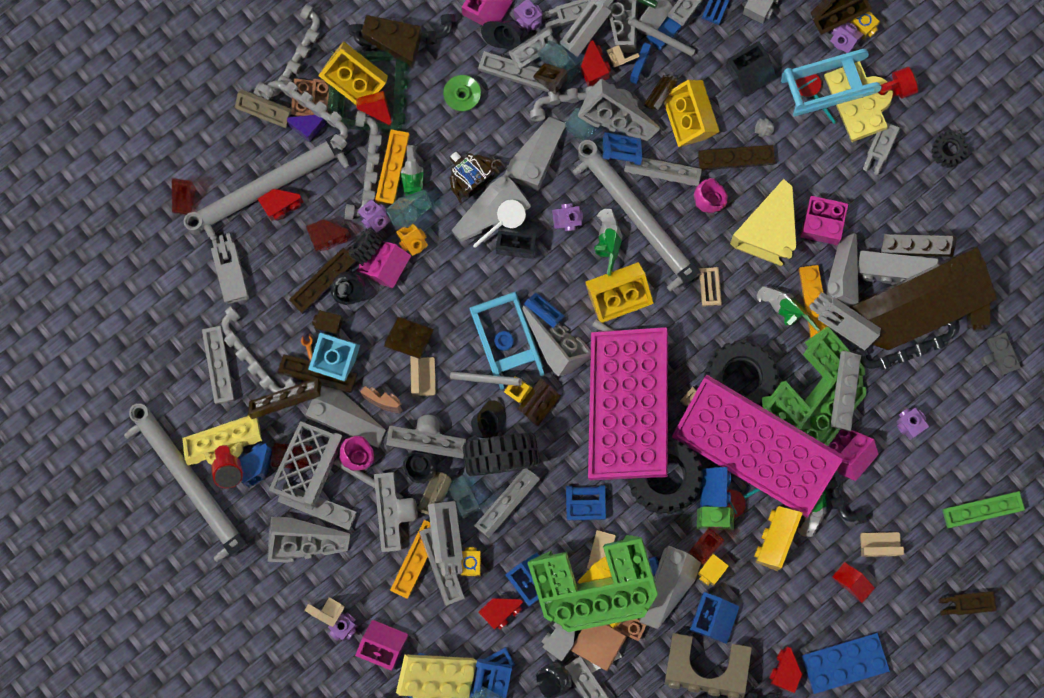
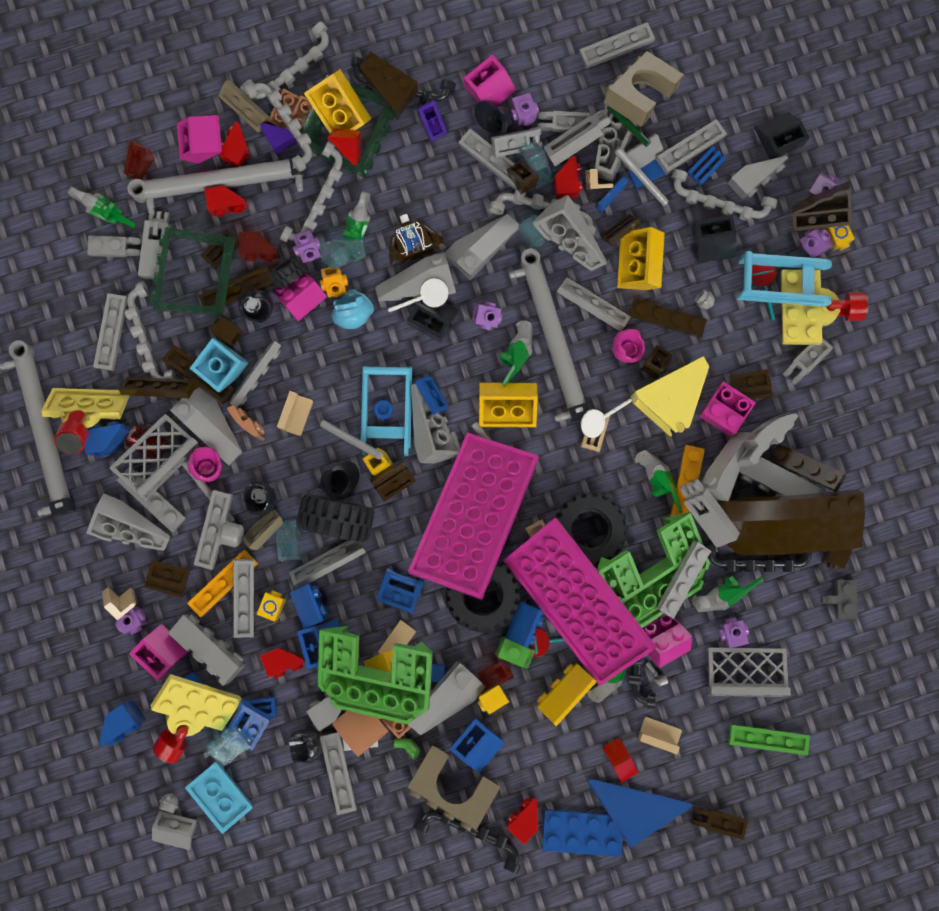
camera: 15 degrees right, 5 degrees up
(163, 252) = (100, 207): none -> green animal
(188, 284) = (112, 246): none -> light grey hinge
(234, 153) = (199, 138): none -> dark pink slope
(271, 151) = (235, 147): none -> red slope
(301, 247) = (217, 263): none -> dark brown tile
(307, 271) = (218, 308): none -> clear green windscreen
(308, 345) = (200, 343): orange hand -> none
(361, 575) = (167, 578): none -> dark brown plate
(373, 345) = (260, 367): none -> light grey plate
(392, 167) = (342, 206): light orange plate -> none
(409, 337) = (295, 373): dark brown plate -> none
(424, 625) = (207, 648): none -> light grey wedge
(426, 438) = (273, 474): light grey plate -> none
(439, 259) = (352, 310): none -> medium azure helmet
(445, 57) = (431, 120): none -> dark purple slope
(446, 529) = (256, 567): light grey hinge -> none
(458, 85) = (434, 152): bright green dish -> none
(506, 548) = (309, 605): none -> blue slope
(629, 146) = (565, 265): blue plate -> none
(650, 644) = (409, 745): none -> bright green arm
(705, 276) = (594, 421): none -> white piece
(734, 36) = (727, 206): none -> light grey bar
(742, 202) = (656, 362): none -> dark brown slope
(840, 188) = (753, 384): none -> dark brown plate
(861, 494) = (659, 679): none -> light grey hand
(868, 231) = (763, 436): none -> light grey slope
(886, 623) = (636, 812): none -> blue tile
(889, 393) = (723, 596): none -> animal
(946, 471) = (752, 689): none -> light grey fence
(956, 140) = (880, 377): black tyre -> none

